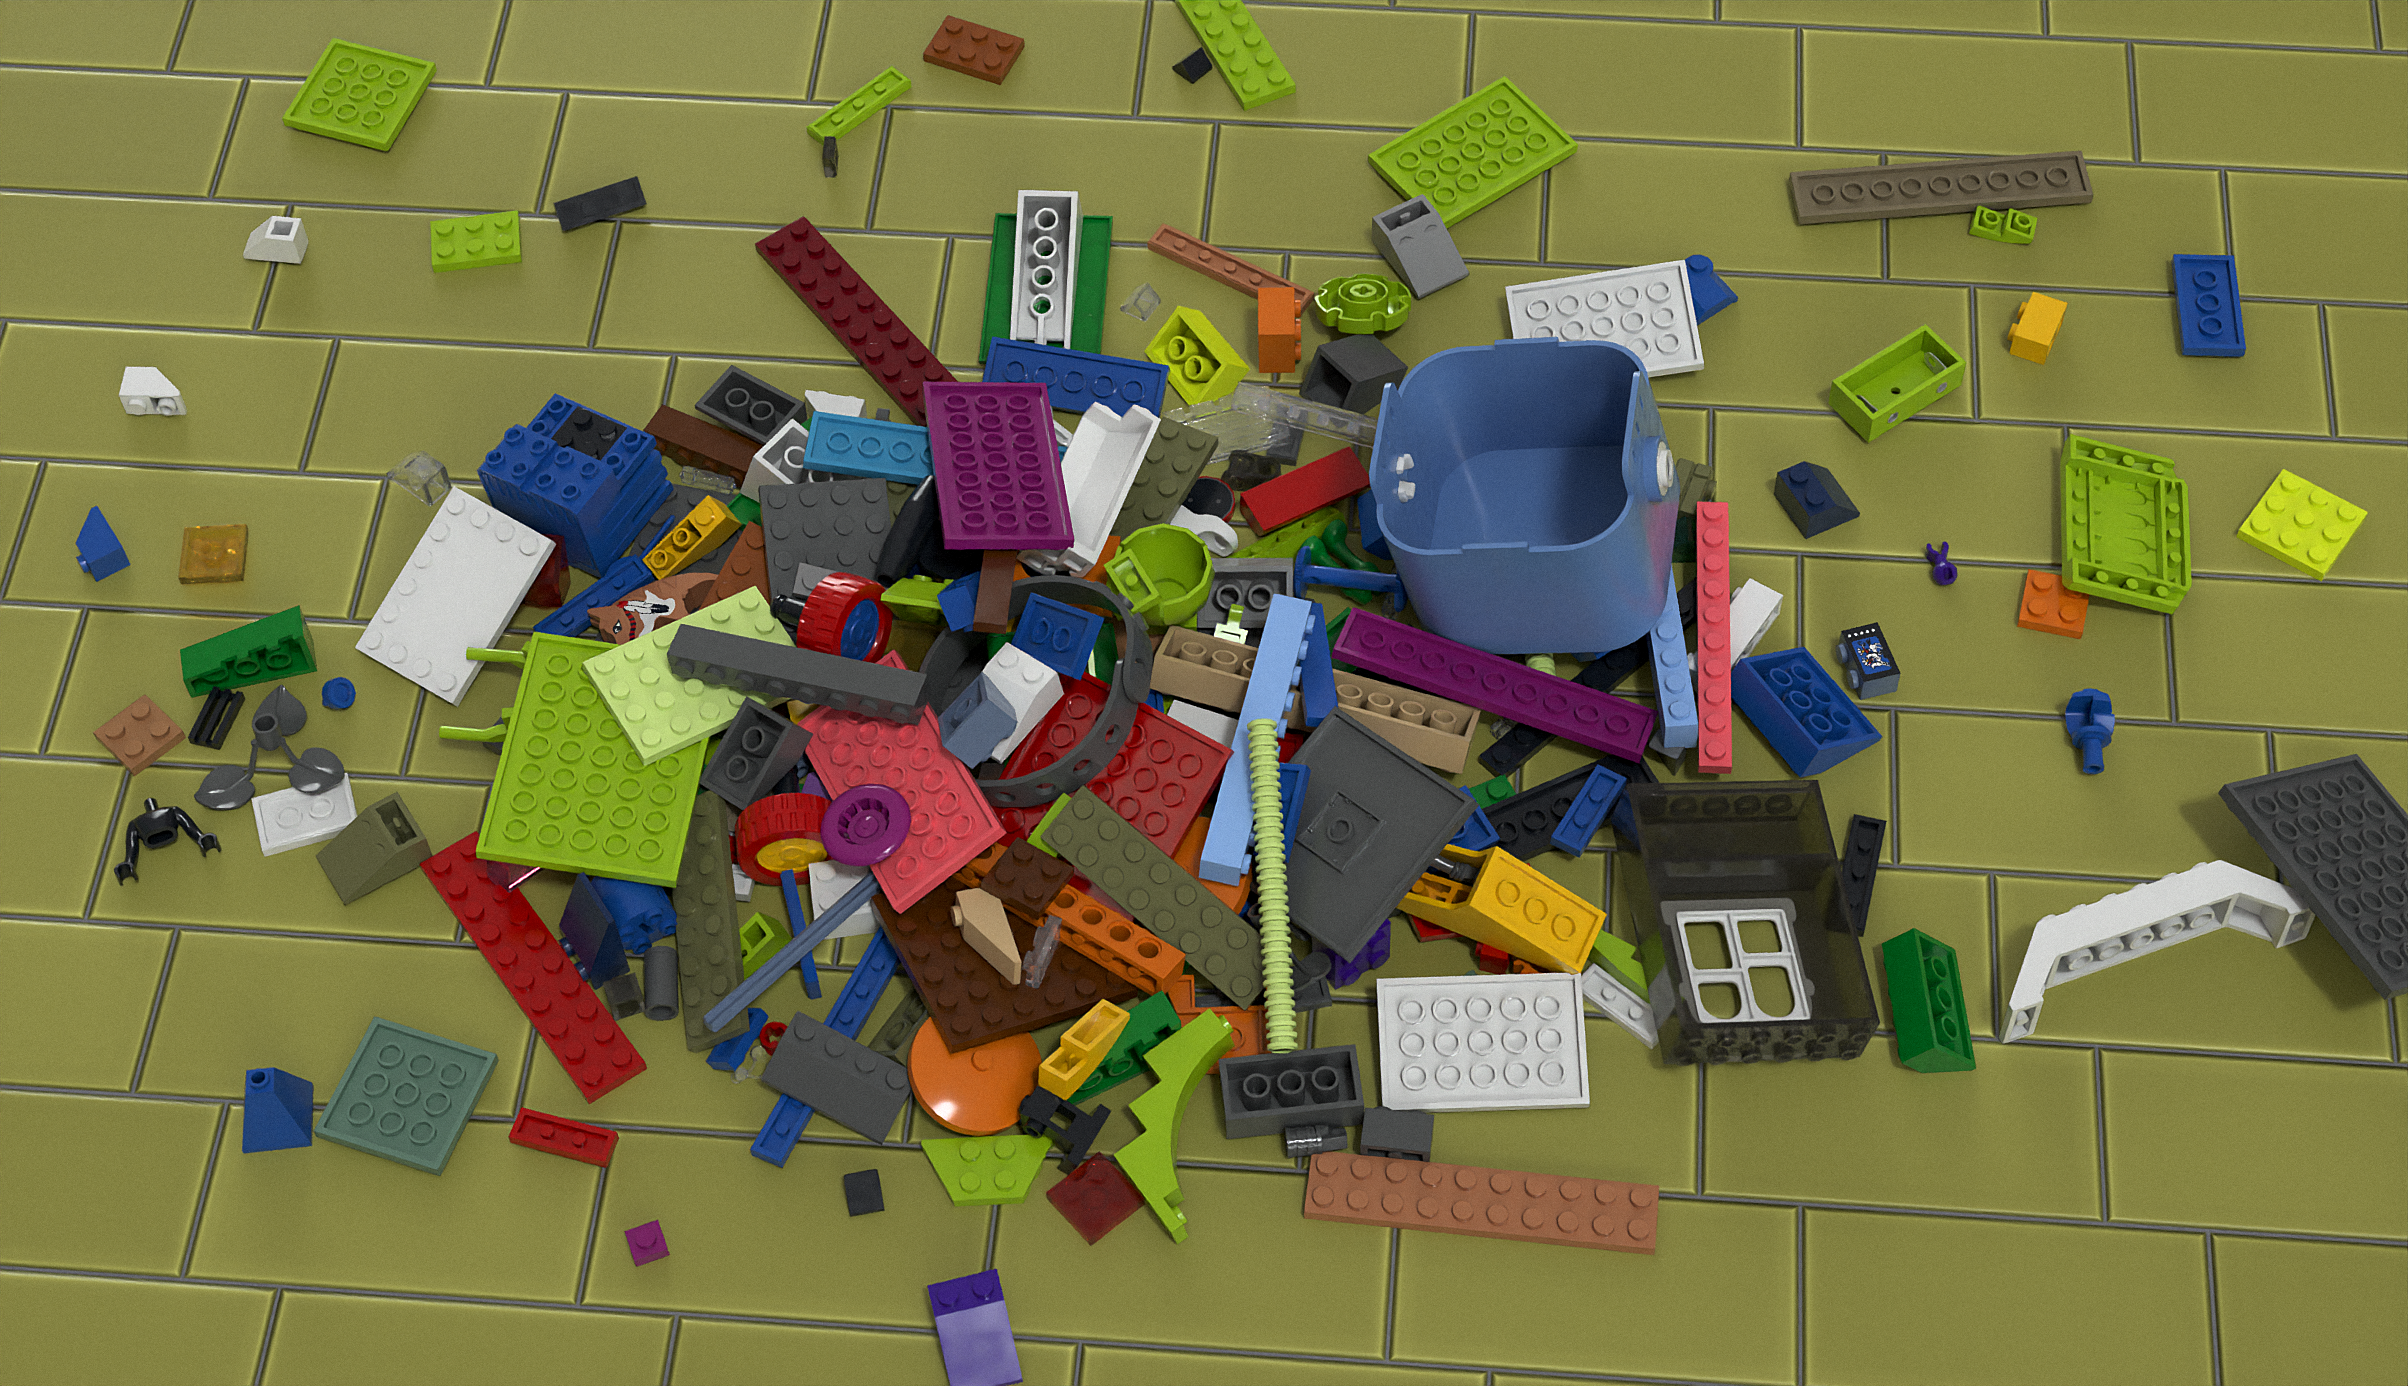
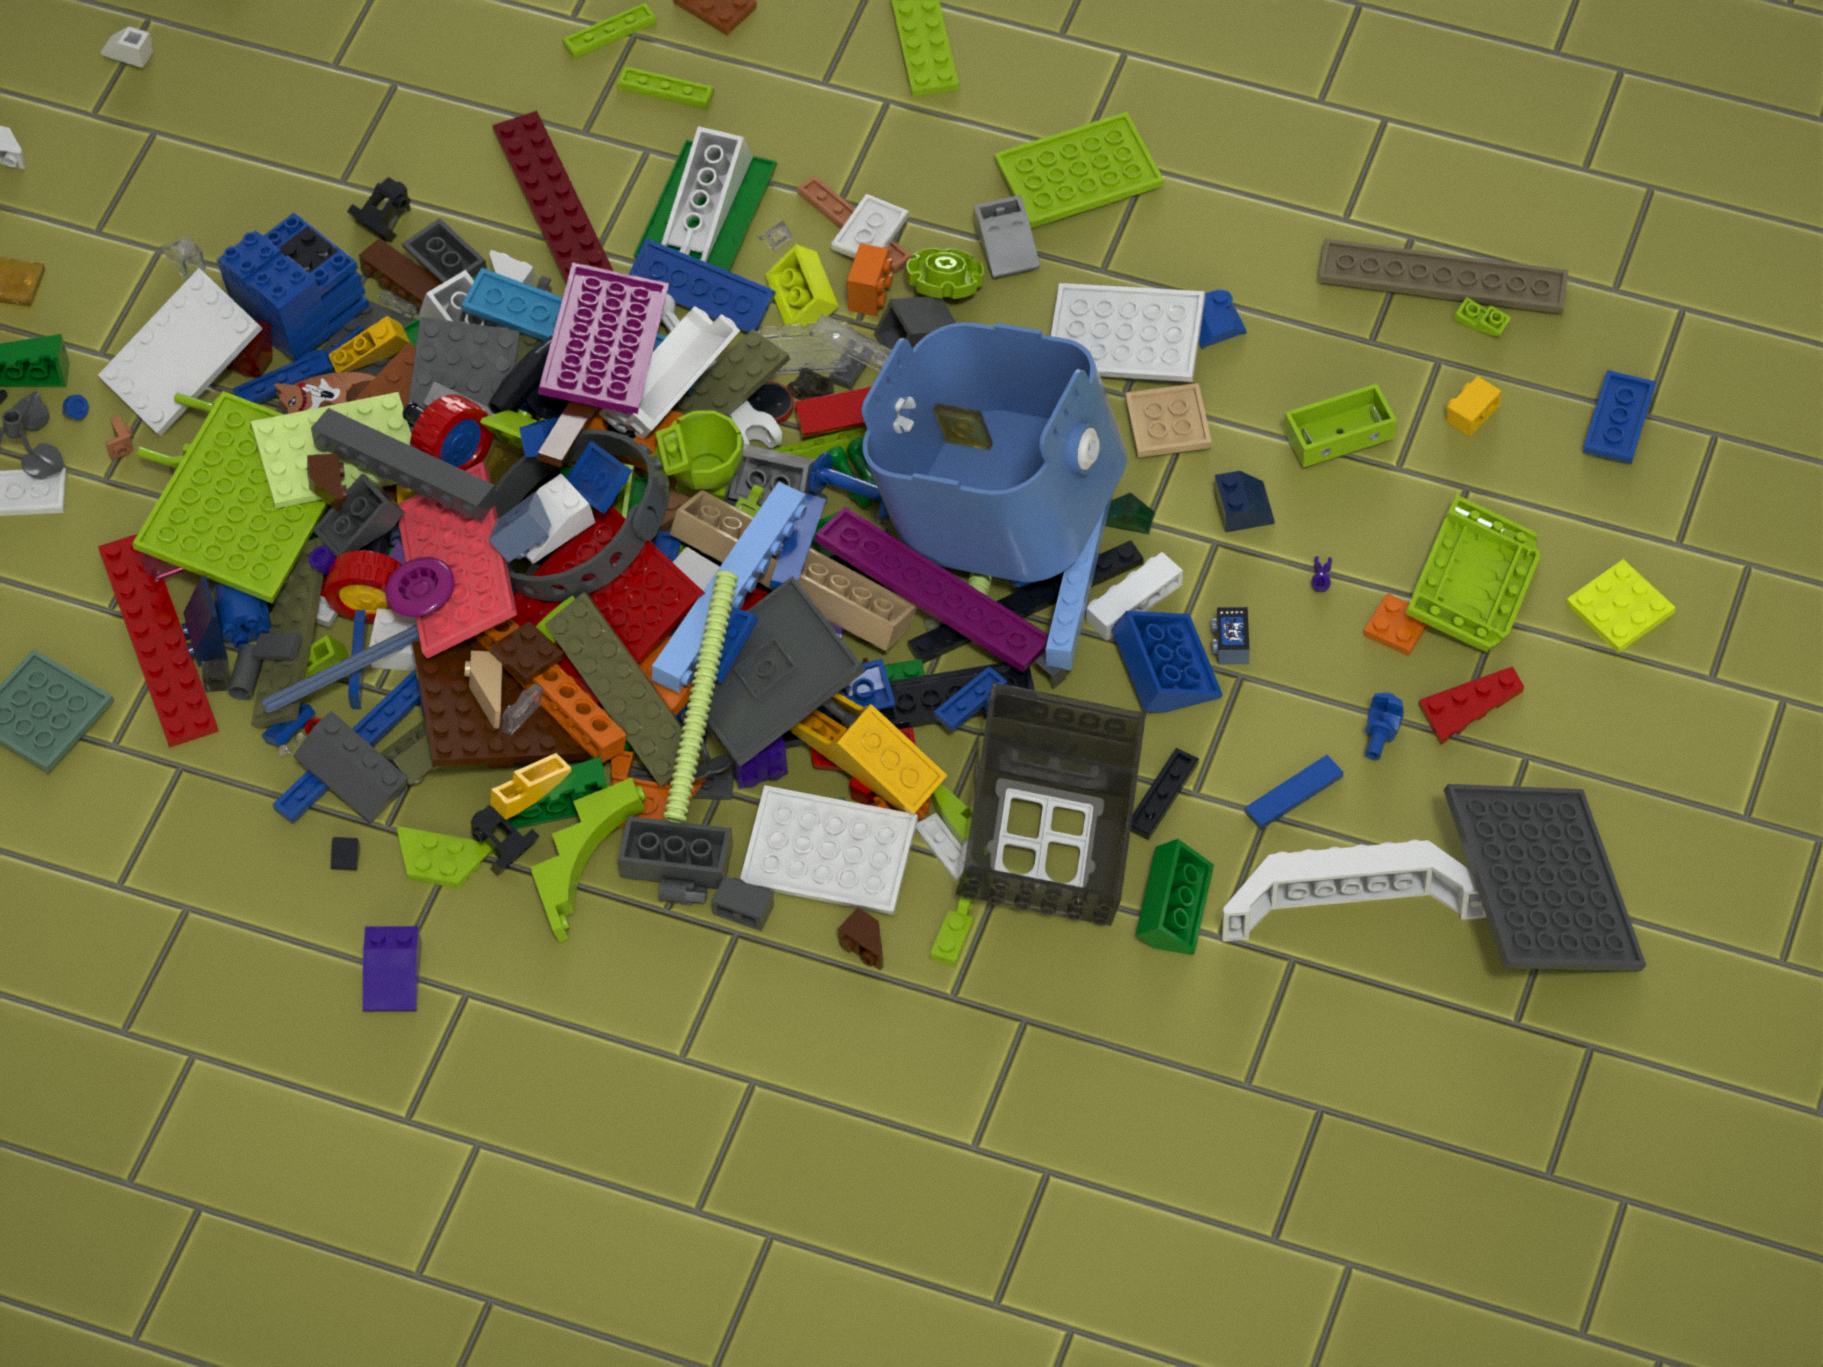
camera: 15 degrees right, 0 degrees up
(374, 849) = (67, 528): olive slope -> none
(412, 725) = (122, 443): none -> nougat bracket
(475, 241) = (280, 78): lime plate -> none
(563, 1137) = (143, 766): red plate -> none
(599, 203) = (382, 67): black plate -> none
(647, 1243) = (180, 853): magenta plate -> none
(651, 383) = (377, 219): none -> black tile
(697, 942) = (277, 646): none -> dark grey tile
(702, 713) = (325, 477): none -> reddish brown slope
(724, 817) = (322, 559): none -> dark purple tile
(830, 157) = (572, 67): clear smoke tile -> none
(948, 158) = (665, 87): none -> lime tile
(974, 1088) = (445, 795): orange dish -> none
(1095, 1198) = (510, 896): clear red plate -> none
(1193, 65) = (884, 51): black slope -> none
(1252, 264) = (871, 223): none -> white tile
(1462, 478) = (963, 426): none -> clear yellow tile
(1482, 1202) = (790, 964): nougat plate -> none
(1565, 1146) = (862, 936): none -> reddish brown slope
(1672, 1114) = (953, 933): none -> lime plate
(1695, 486) = (1143, 475): olive brick -> none
(1700, 418) = (1168, 420): none -> tan plate
(1713, 638) = (1114, 590): coral plate -> none
(2015, 836) = (1293, 792): none -> blue tile
(2172, 682) = (1459, 706): none -> red wing

